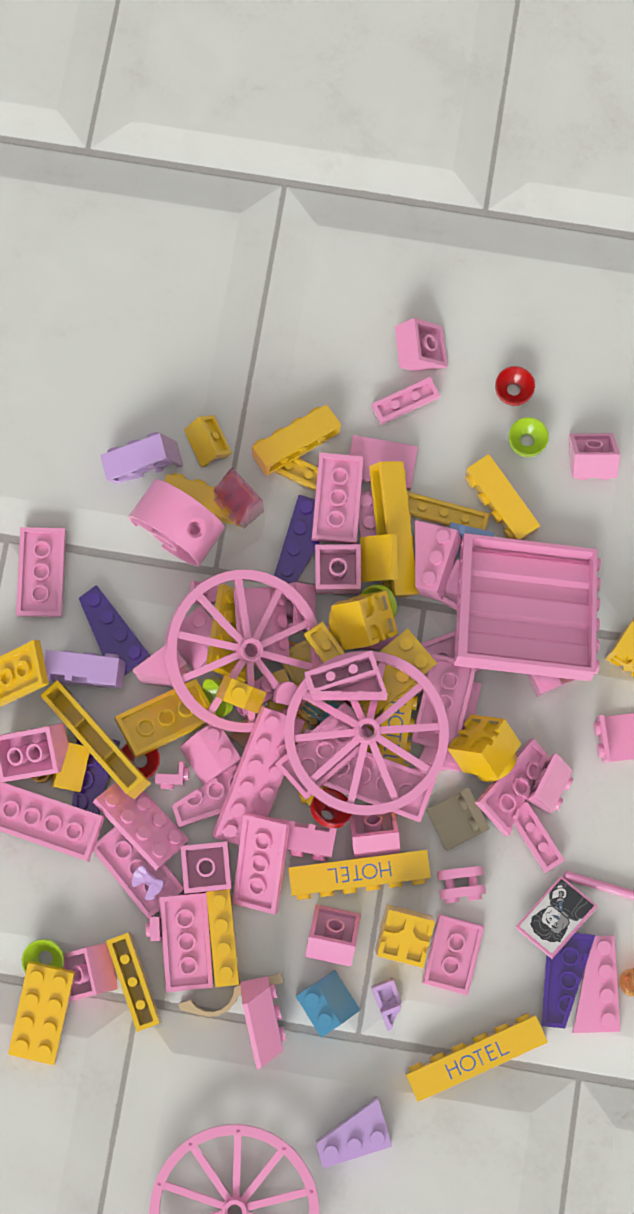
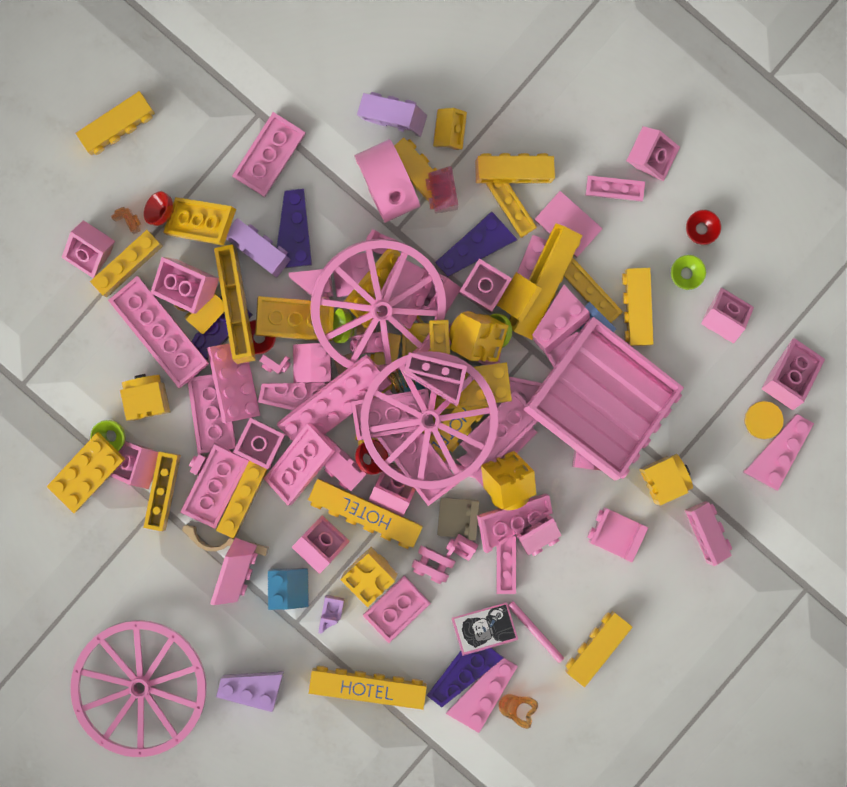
camera: 30 degrees right, 10 degrees up
(57, 894) = (144, 397): none -> yellow piece
(155, 884) = (216, 434): lavender piece -> none
(241, 694) = (355, 338): yellow slope -> none
(284, 692) = (389, 355): bright pink tile -> none
(337, 498) = (518, 232): bright pink plate -> none
(479, 847) = (462, 547): none -> bright pink bracket

